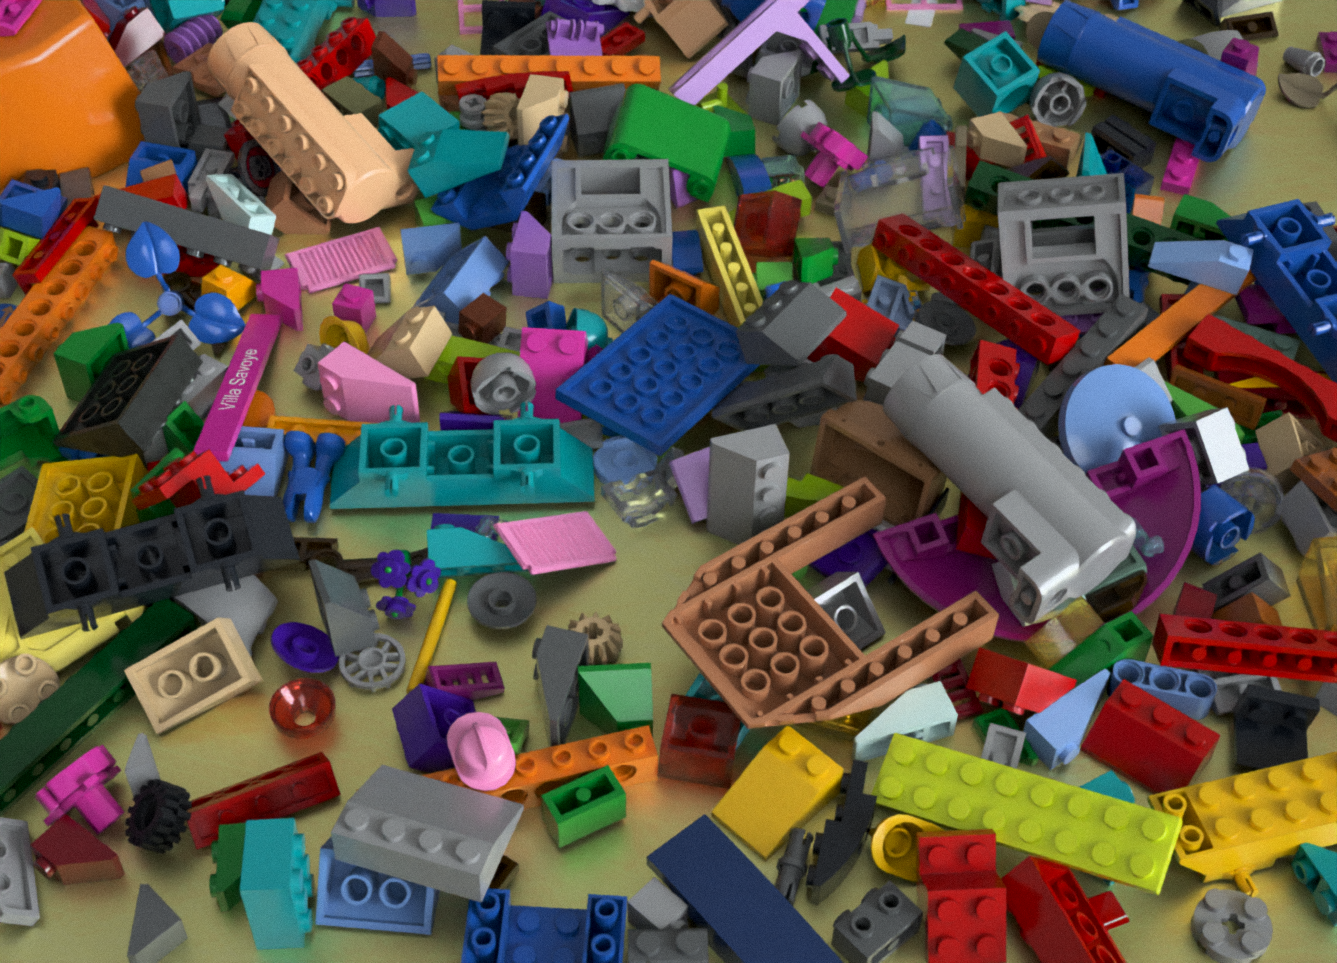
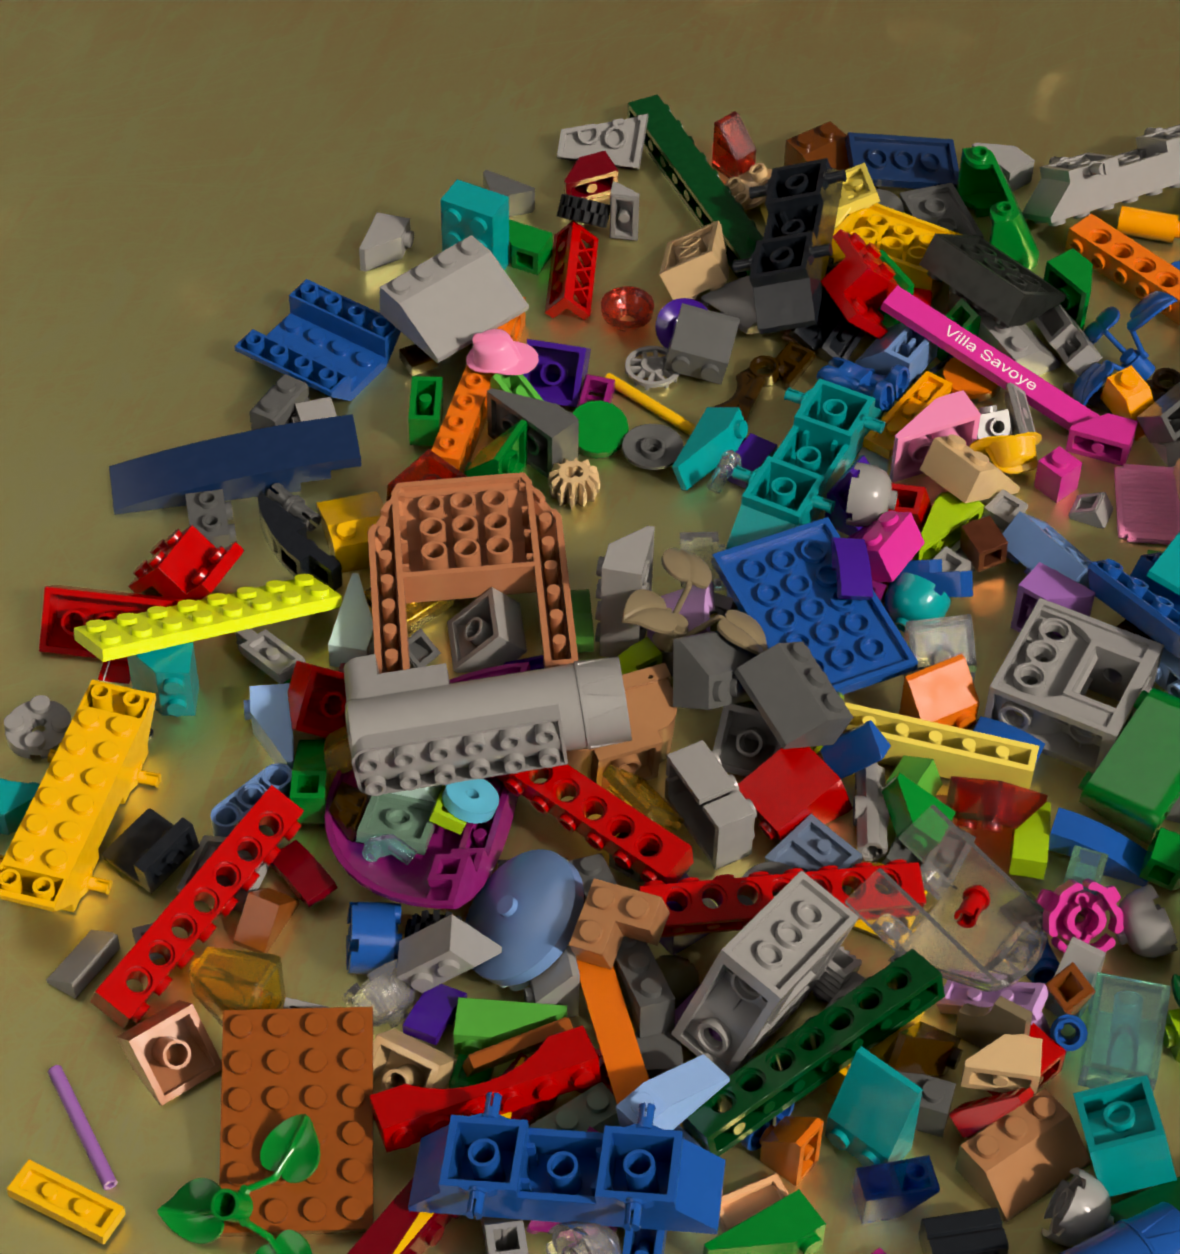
camera: 120 degrees right, 0 degrees up
(82, 787) = (637, 178): dark pink piece -> none
(286, 353) = (1018, 407): none -> light grey slope
(393, 571) = (694, 394): dark purple plant -> none
(429, 247) = (1121, 545): medium blue slope -> none
(502, 656) = (600, 429): none -> green tile
(556, 542) = (684, 492): bright pink window -> none
(612, 343) = (852, 567): none -> dark purple slope
(790, 424) = (650, 609): none -> dark tan plant
(871, 205) = (974, 901): none -> red pin
(895, 844) = (257, 567): yellow piece -> none
(909, 128) = (1070, 989): none -> dark orange slope
(1099, 337) = (610, 915): none -> medium nougat brick
(1149, 741) = (212, 771): red slope -> none
(1252, 575) = (296, 933): dark grey slope -> none

